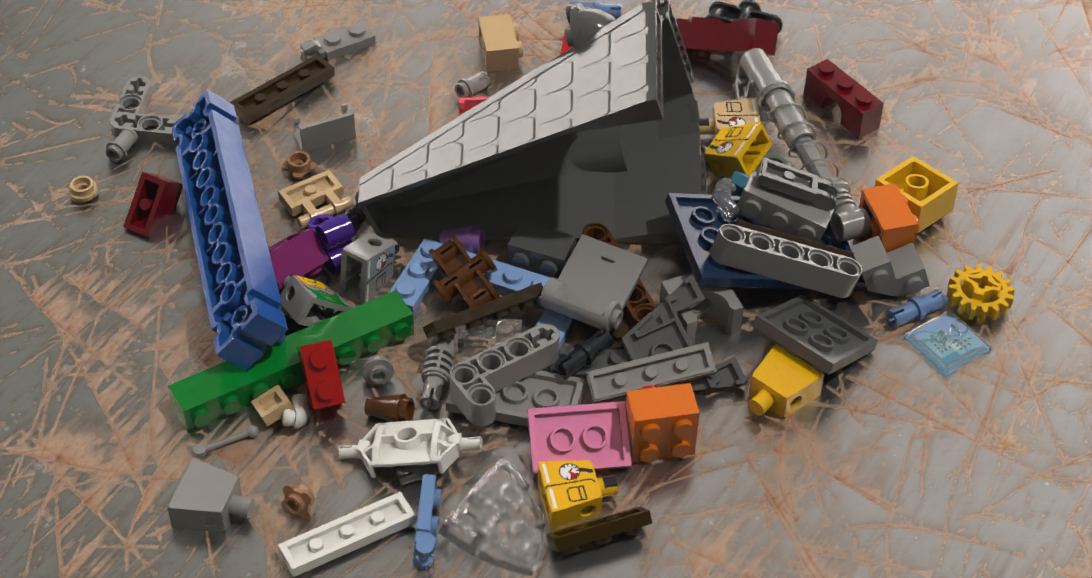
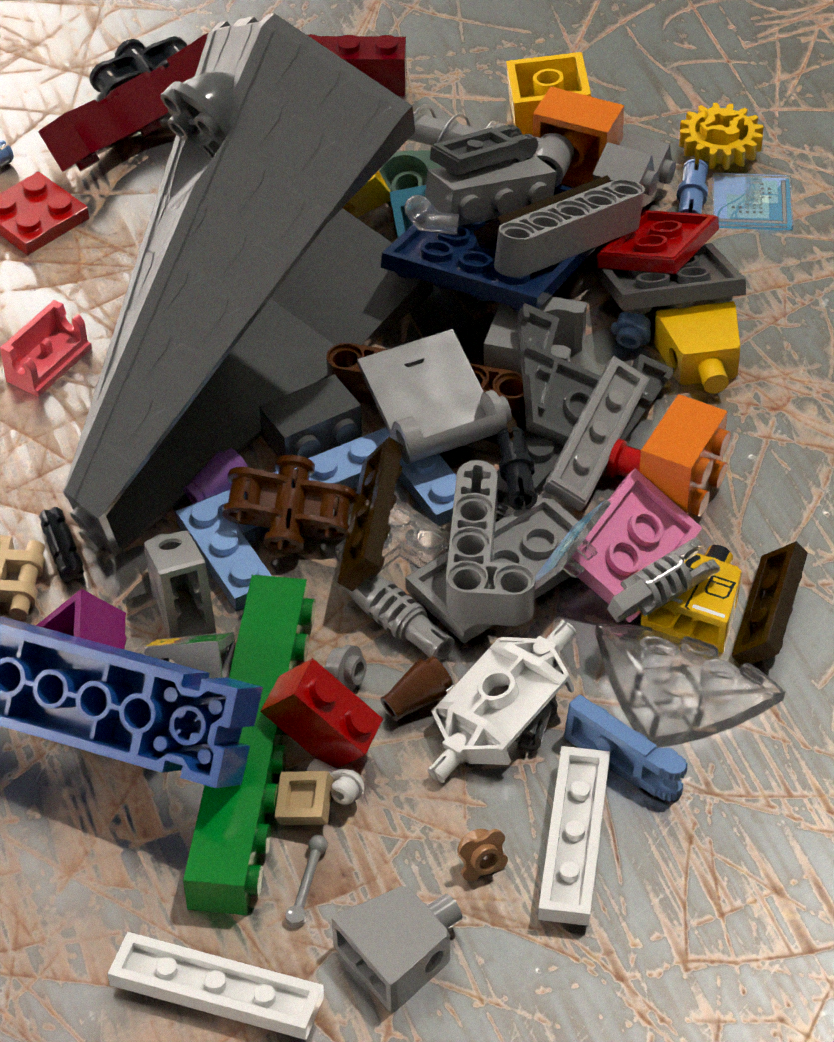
camera: 50 degrees left, 0 degrees up
(125, 443) = (216, 985): none -> white plate
(333, 235) = (106, 578): dark purple piece -> none
(520, 404) = (571, 543): none -> clear piece
(544, 461) = (661, 582): none -> light grey hinge
(761, 345) = (632, 330): none -> medium blue plate
(847, 316) = (660, 243): none -> red tile

